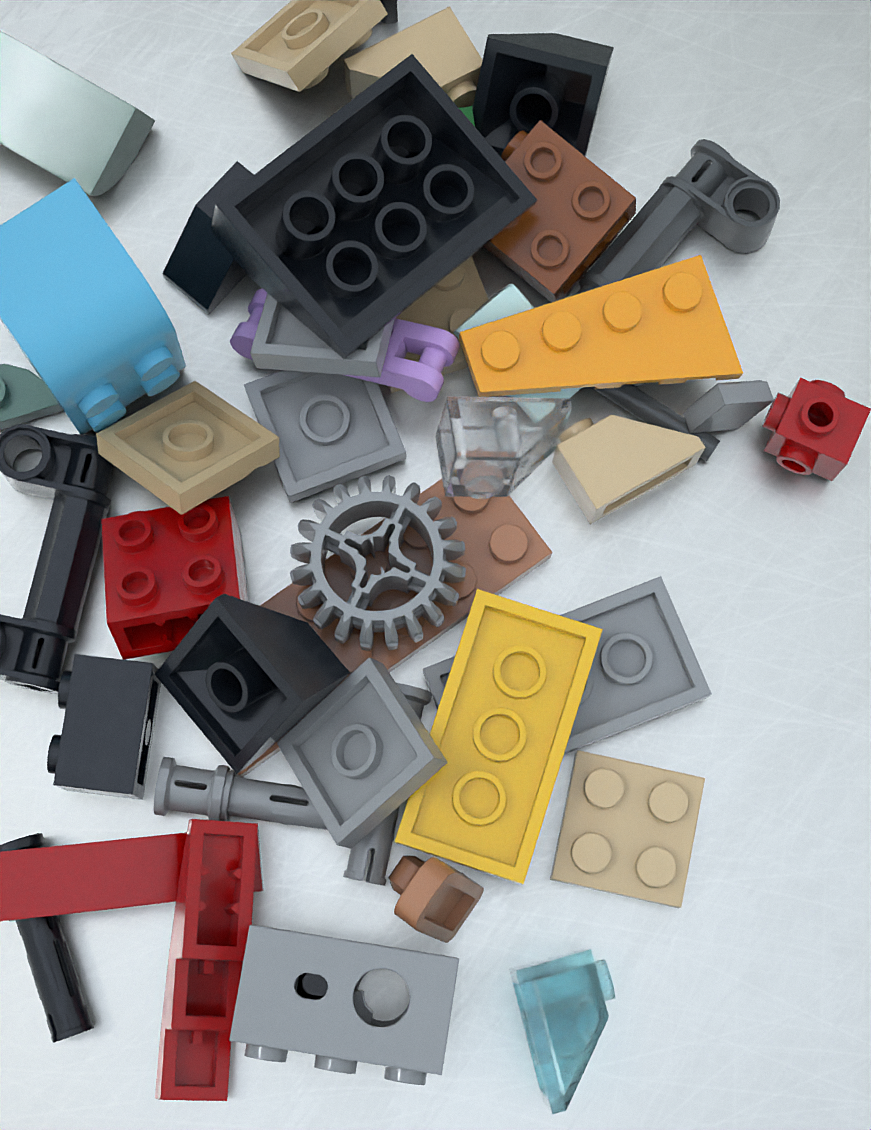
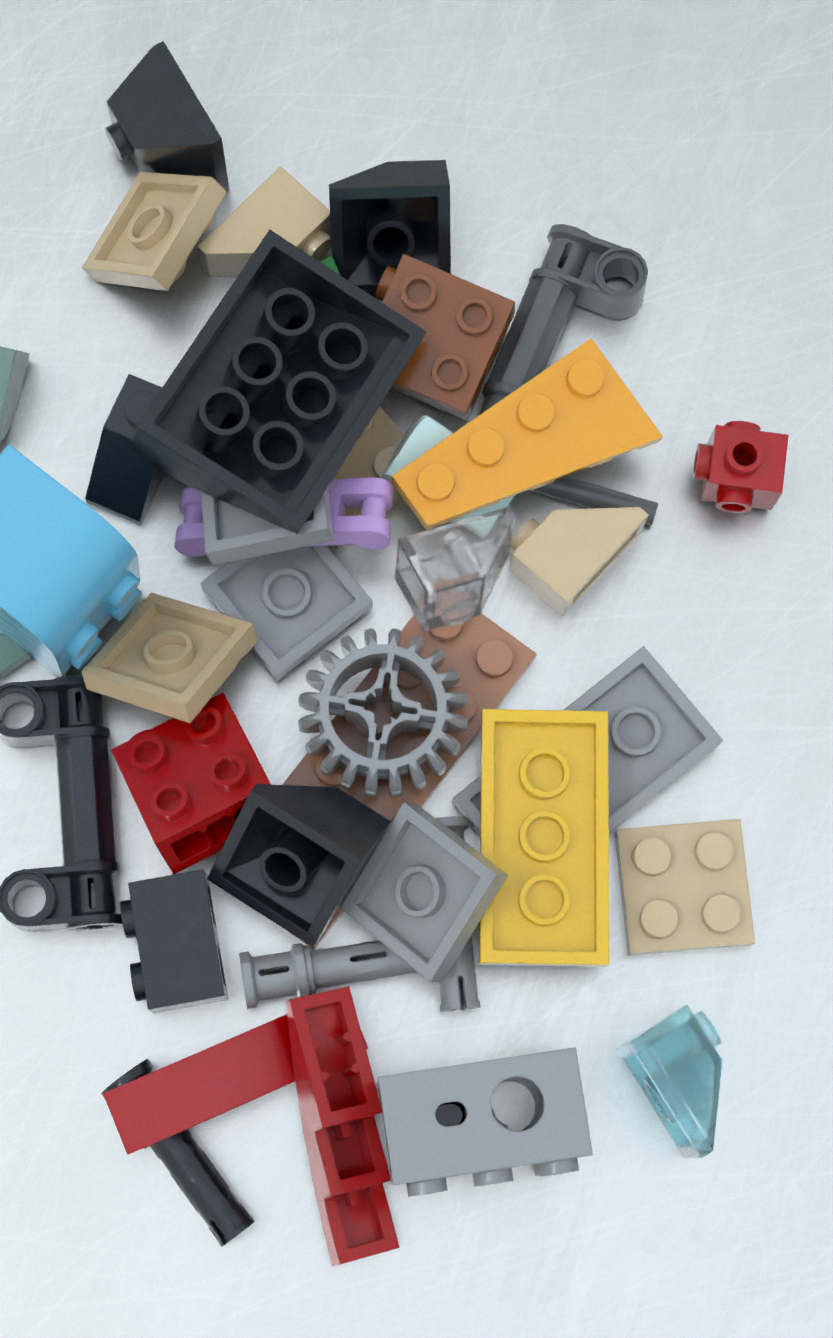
camera: 20 degrees left, 0 degrees up
(433, 896) = (530, 1001): nougat piece -> none
(728, 406) = (656, 469): light grey tile -> none

